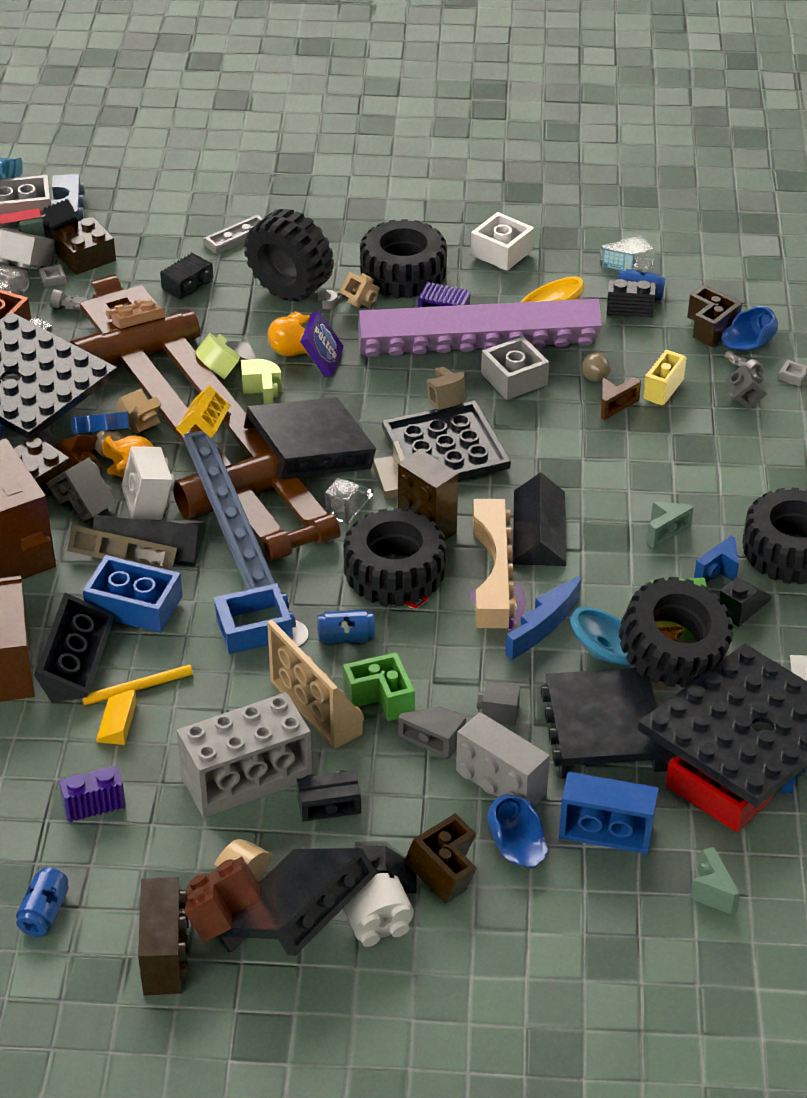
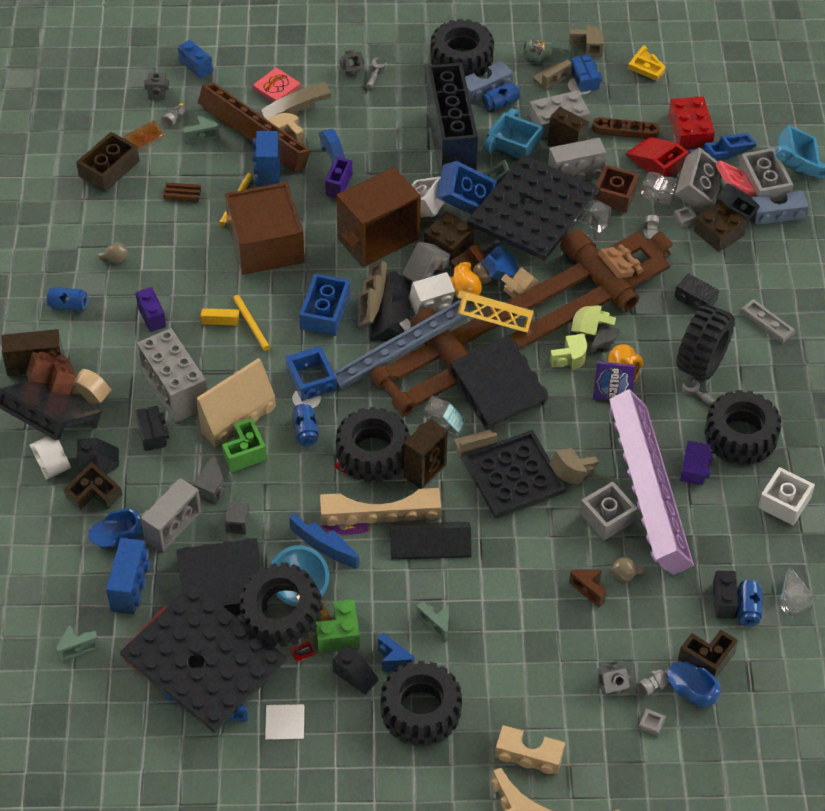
camera: 85 degrees right, 10 degrees up
(73, 649) = (272, 280): black slope -> none
(359, 290) = (694, 402): tan brick -> none
(562, 289) = (709, 533): yellow dish -> none
(664, 377) = (613, 616): light yellow brick -> none

